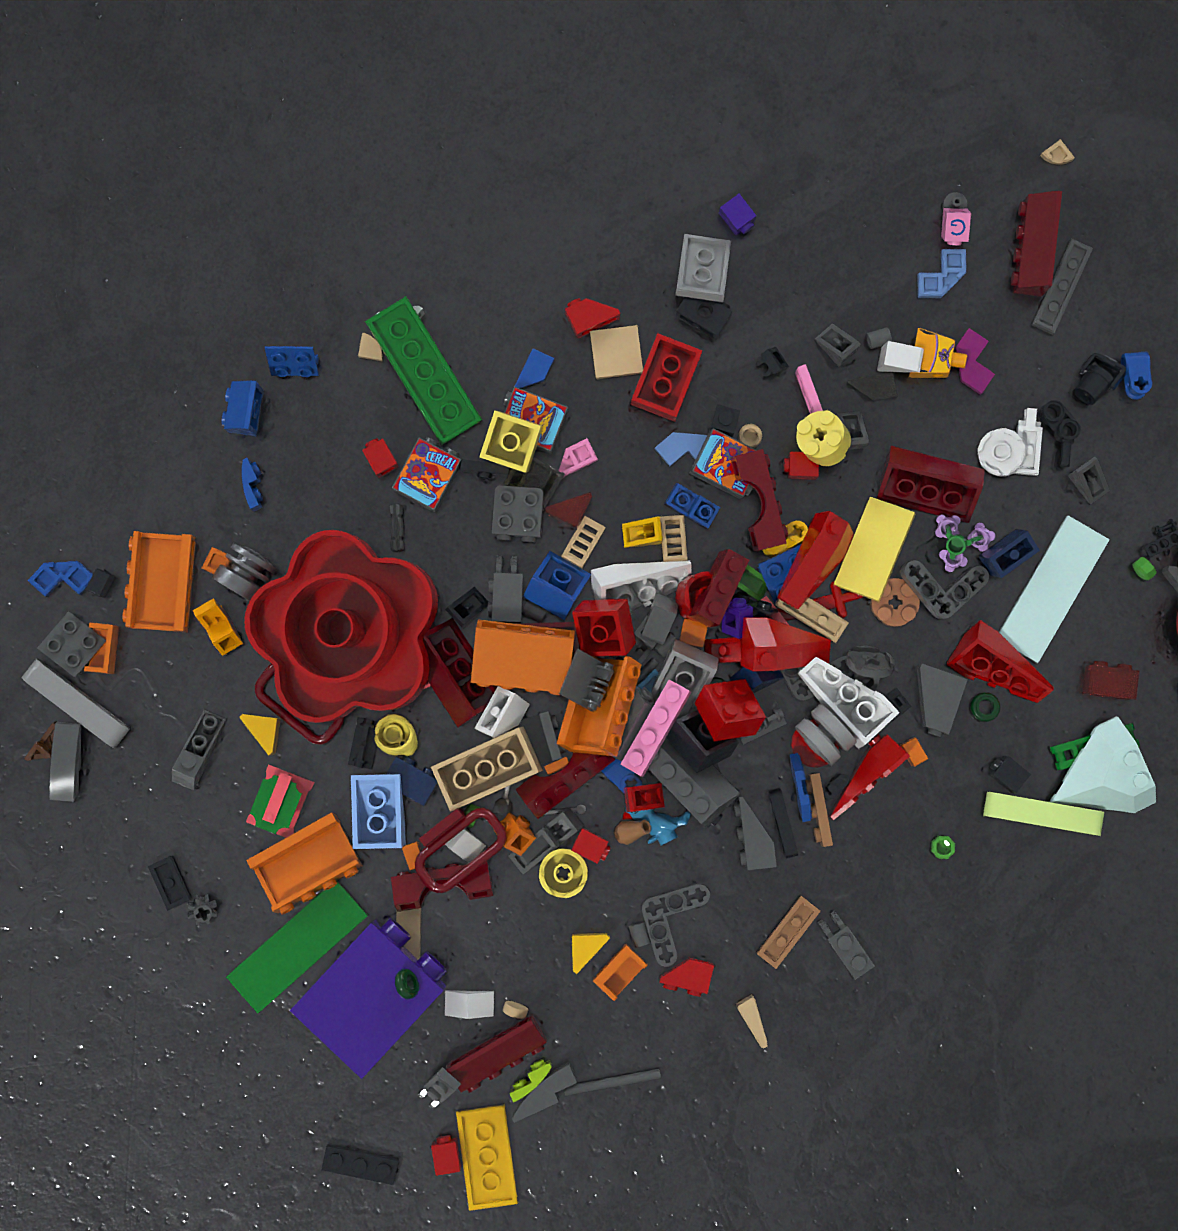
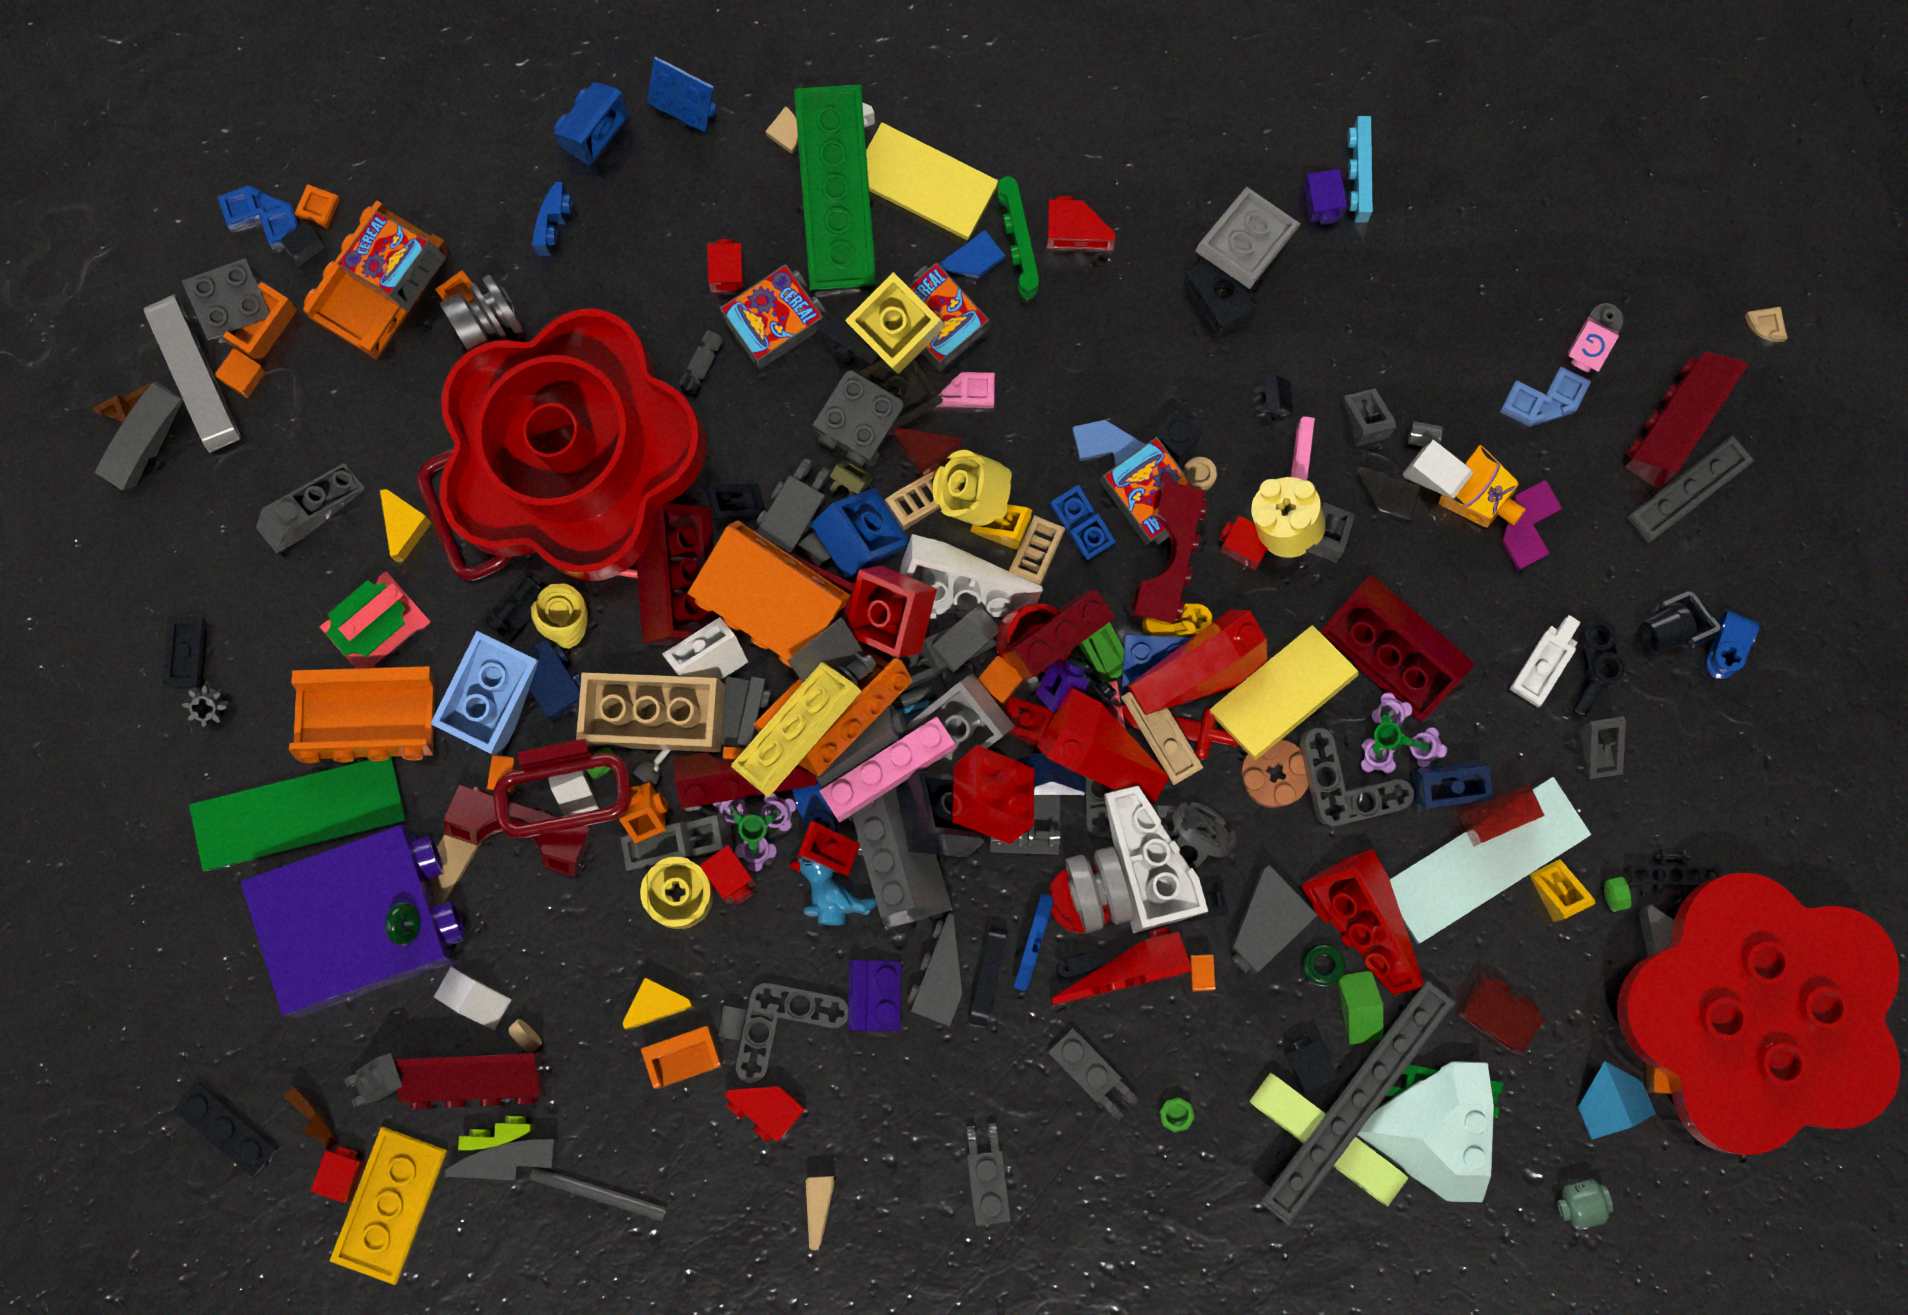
camera: 25 degrees right, 5 degrees down
(95, 553) = (317, 206): none -> orange tile
(106, 686) = (240, 373): none -> orange piece
(166, 566) = (391, 260): none -> brick
(218, 626) = (417, 367): light orange brick -> none
(417, 1132) = (319, 1125): none -> reddish brown slope
(479, 334) = (927, 181): none -> light yellow tile
(532, 552) = (850, 476): none -> olive tile
(563, 349) = (1015, 223): none -> green plate
(587, 734) = (795, 728): none -> light yellow tile
(591, 807) = (754, 826): none -> lavender plant
(614, 521) = (972, 488): none -> light yellow brick
(616, 352) = (1086, 287): tan tile -> none
(629, 831) = (788, 885): medium nougat cone -> none
(666, 377) = (1131, 347): red brick -> none
(719, 871) = (874, 995): none -> dark purple plate
(751, 185) = (1360, 169): none -> medium azure plate
(788, 932) = (922, 1119): medium nougat plate -> none
(818, 810) = (1041, 983): medium nougat plate -> none
(875, 847) = (1090, 1071): none -> dark grey hinge
(1002, 452) = (1508, 654): white tile -> none
(1022, 721) = (1361, 1007): none -> bright green slope
(1050, 557) = (1501, 815): none -> clear red brick
(1050, 782) = (1357, 1102): none -> dark grey tile
(1109, 585) = (1561, 891): none -> yellow slope

